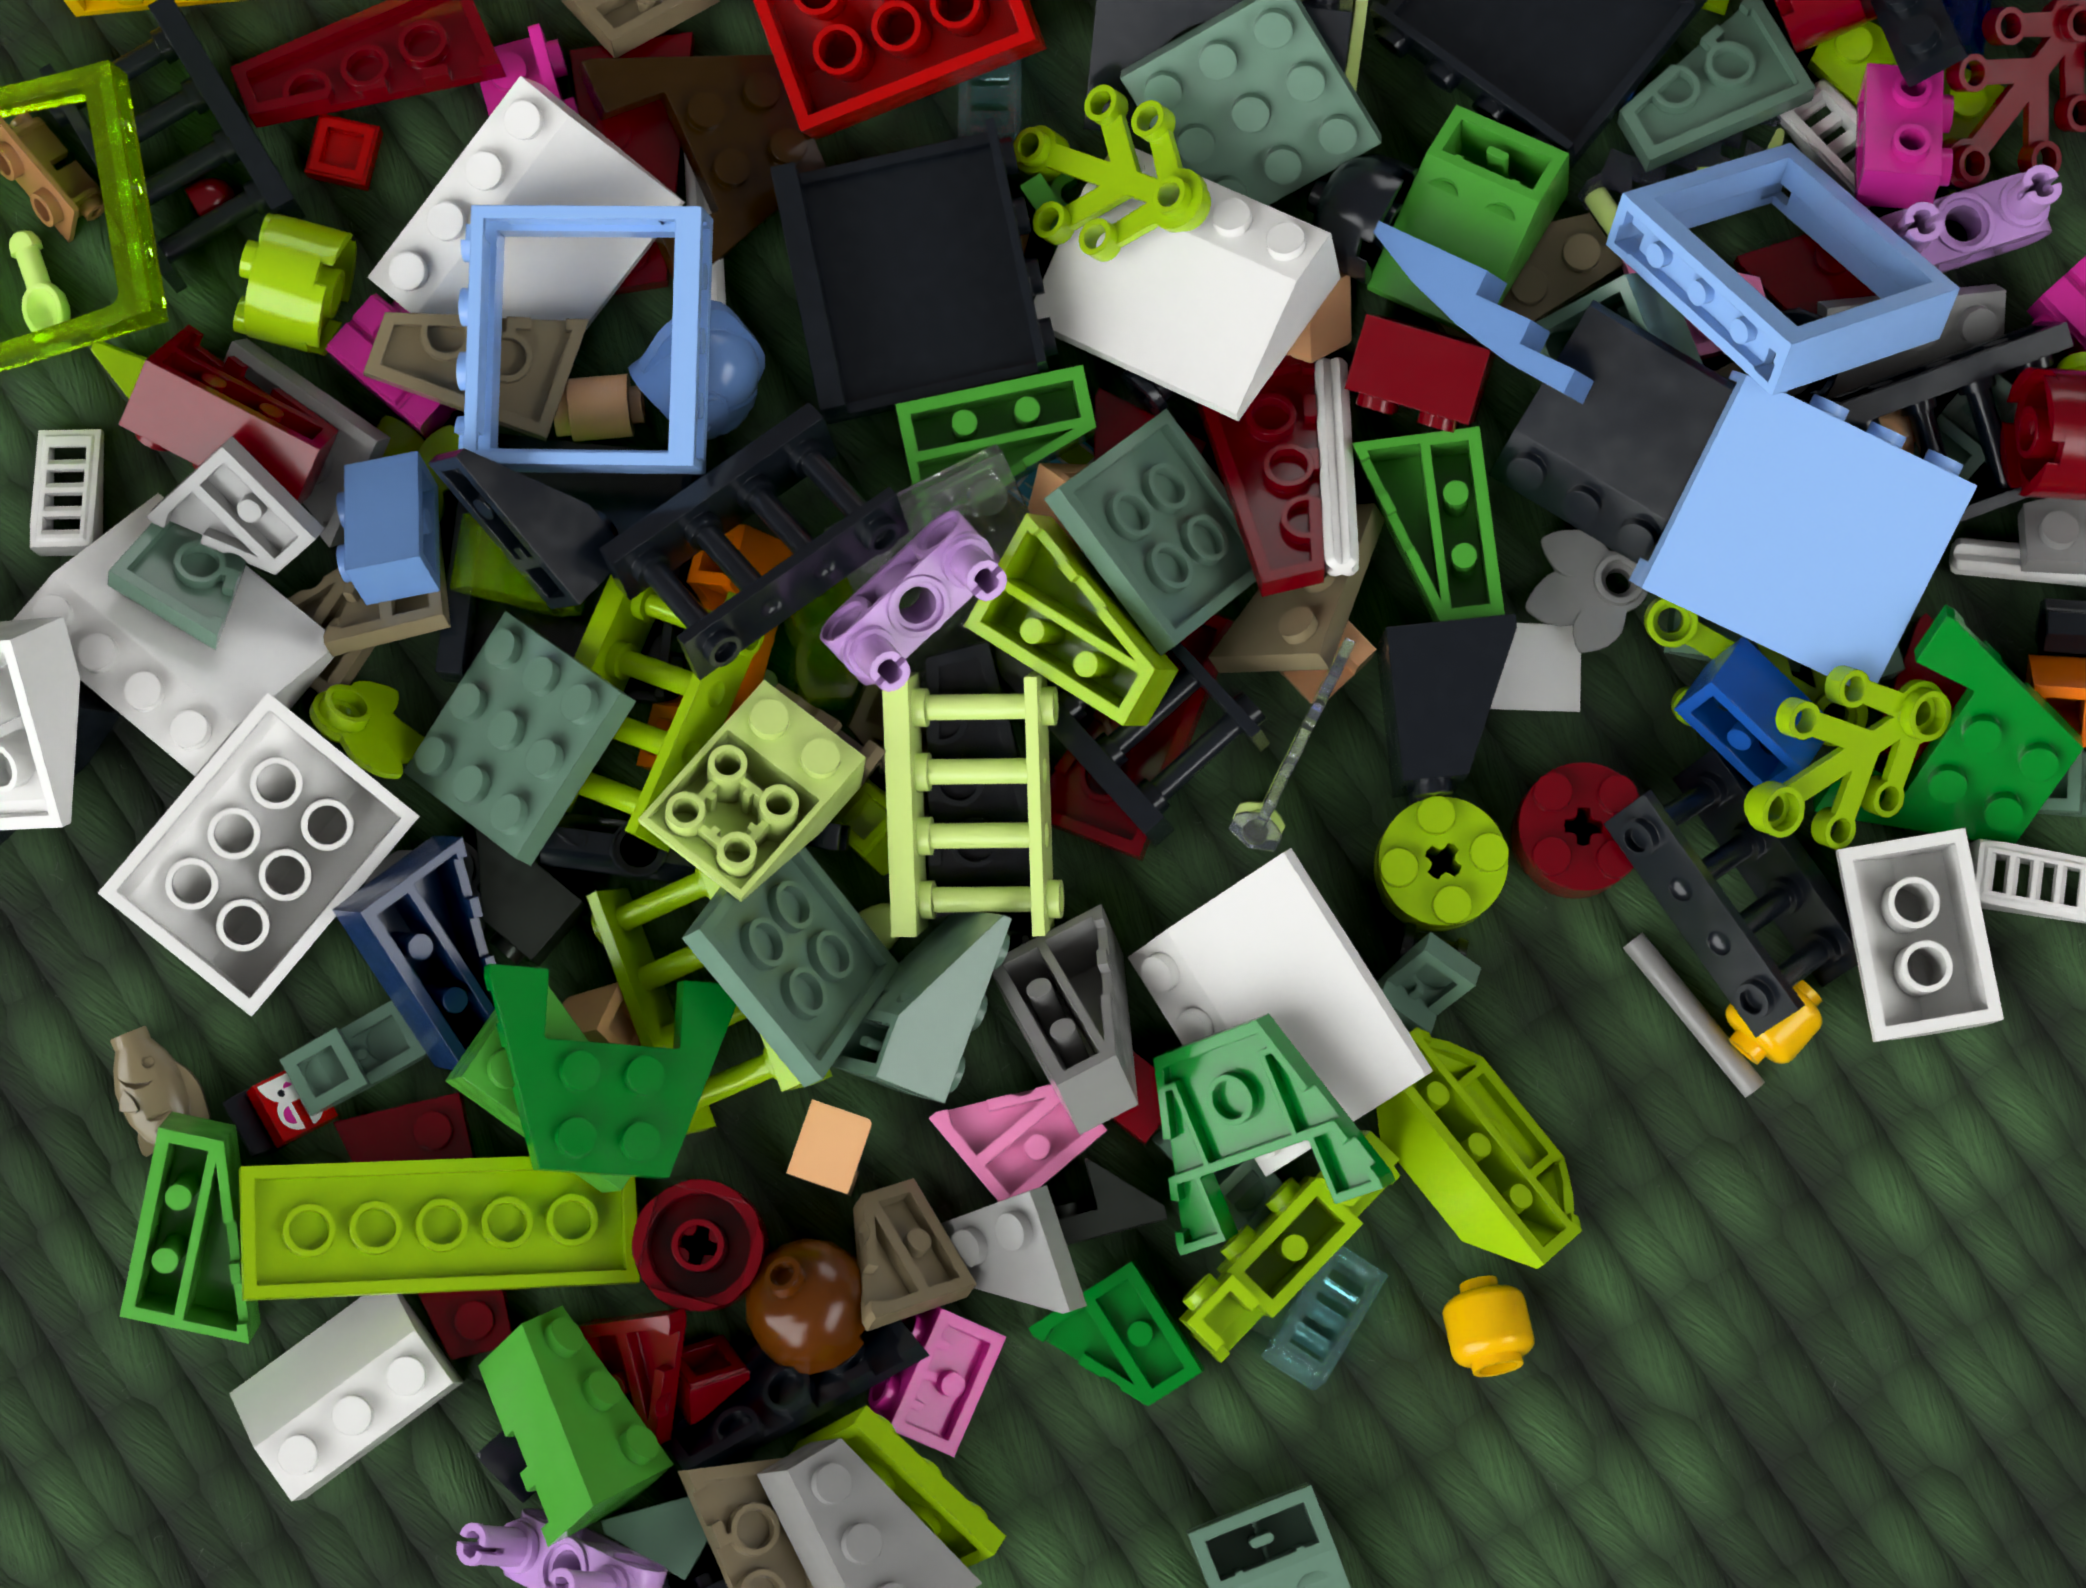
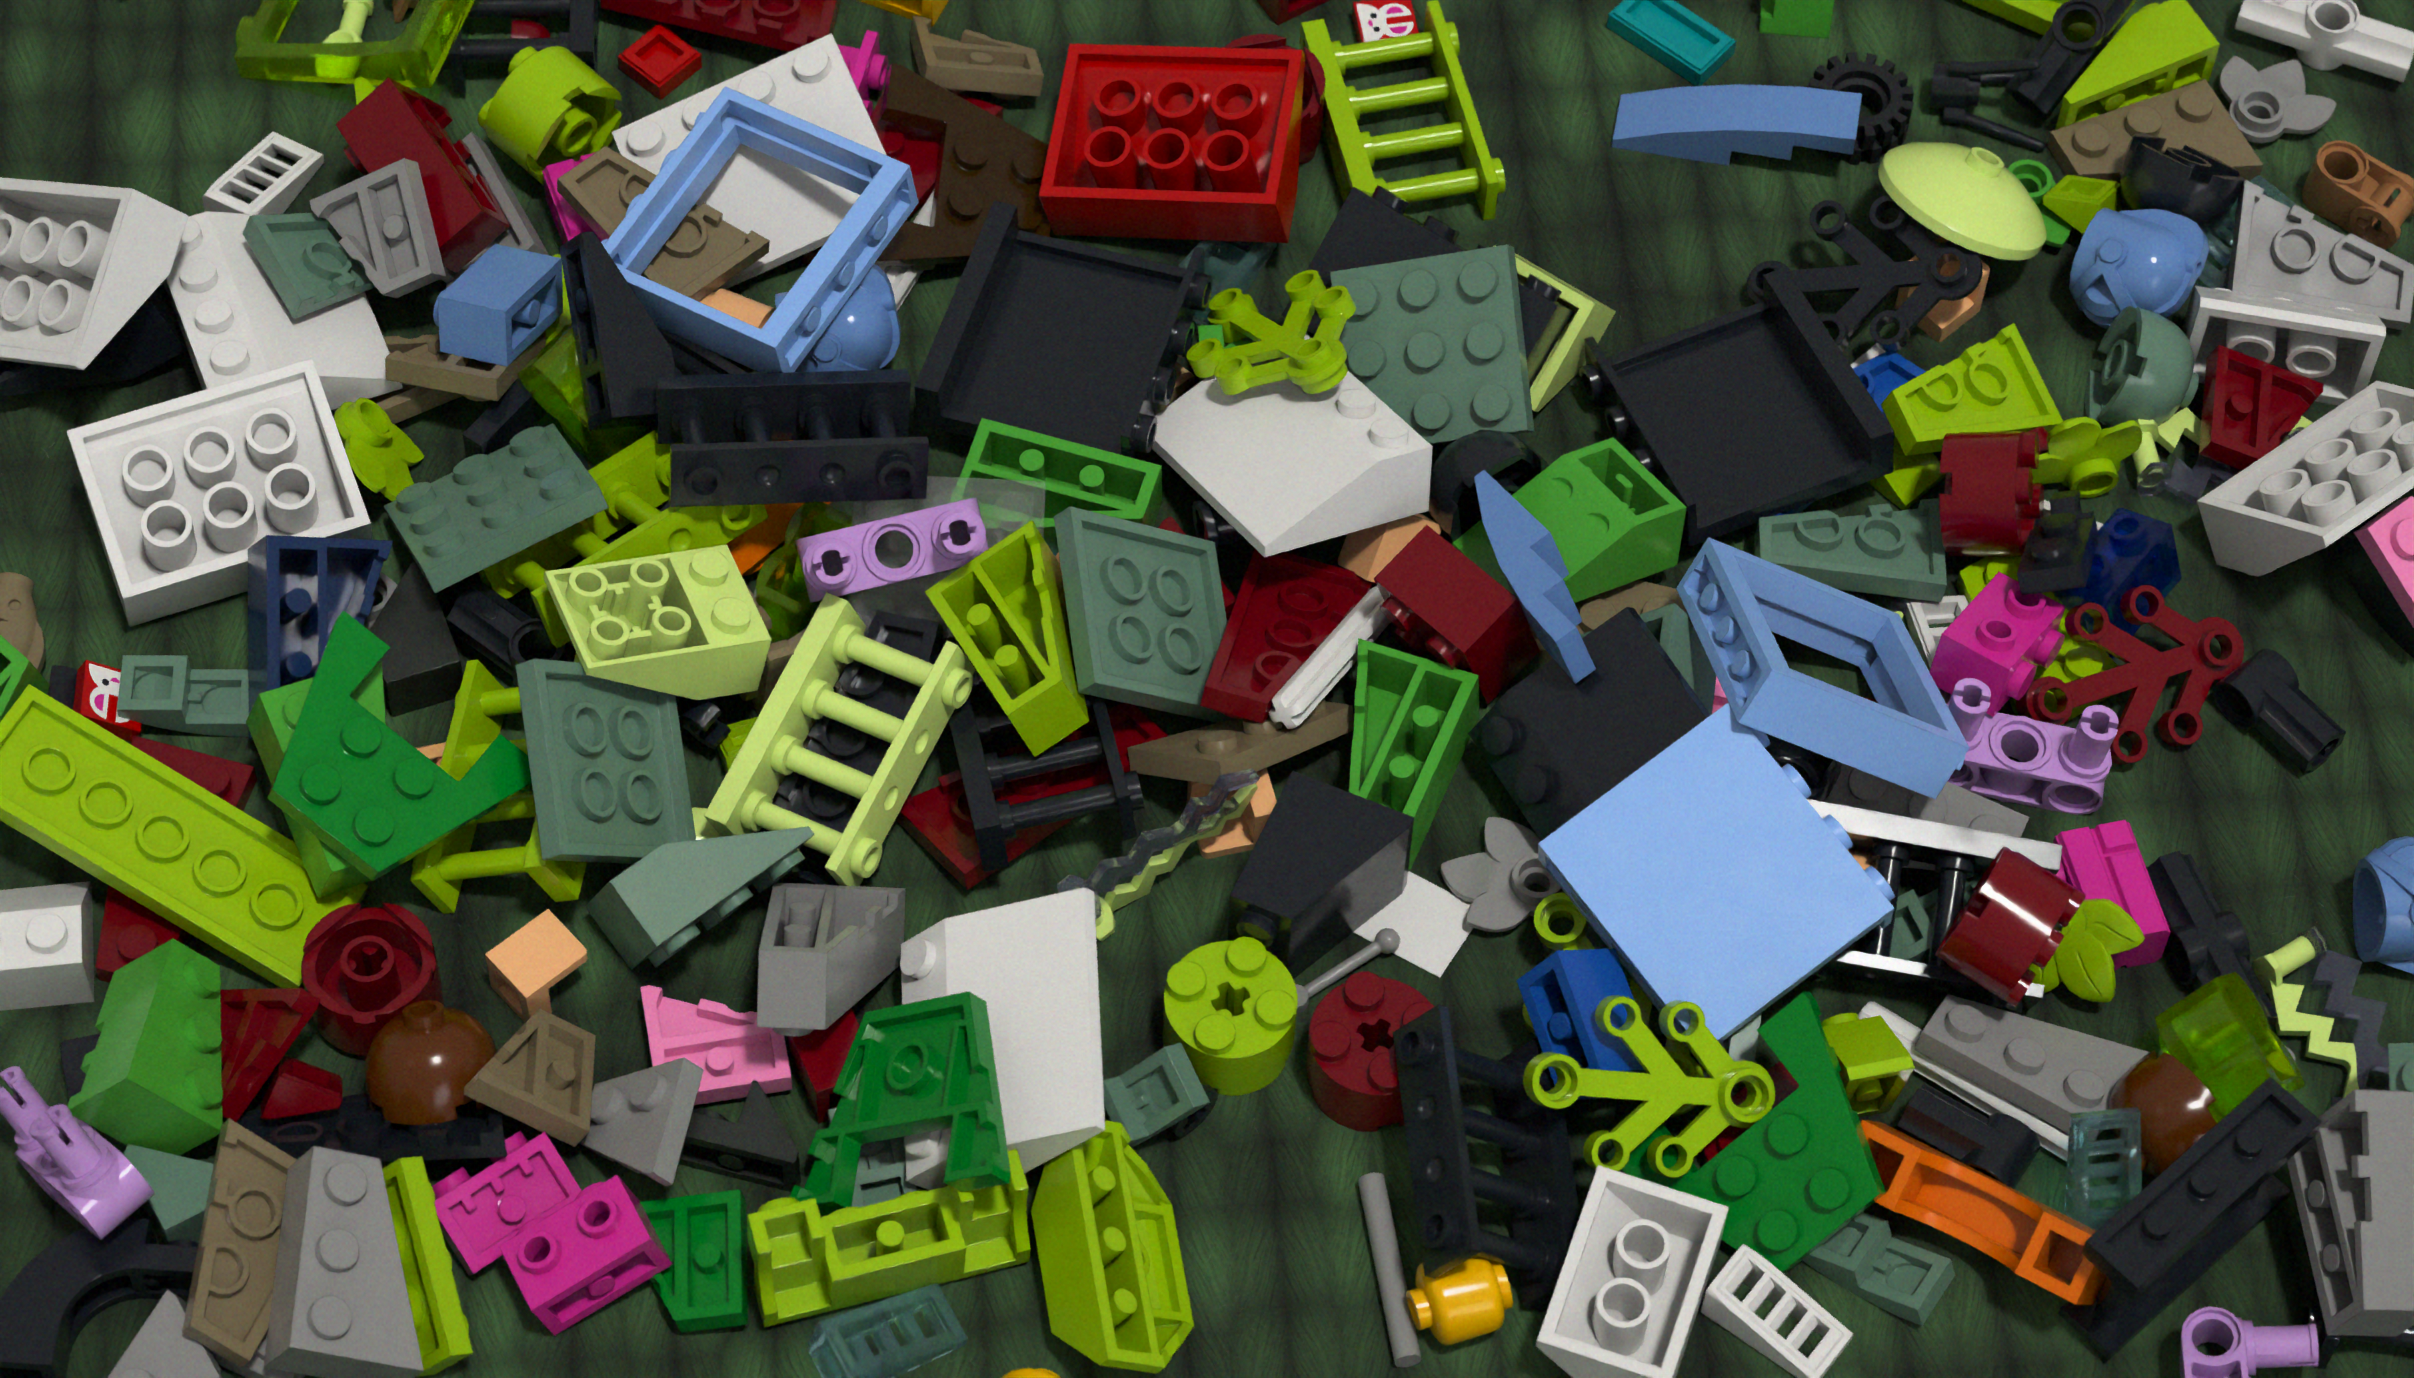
camera: 25 degrees right, 25 degrees down
(1040, 1395) = (585, 1254): none -> dark pink brick
(1520, 708) = (1386, 941): none -> light grey hinge
(1995, 611) = (1870, 1060): none -> lime slope

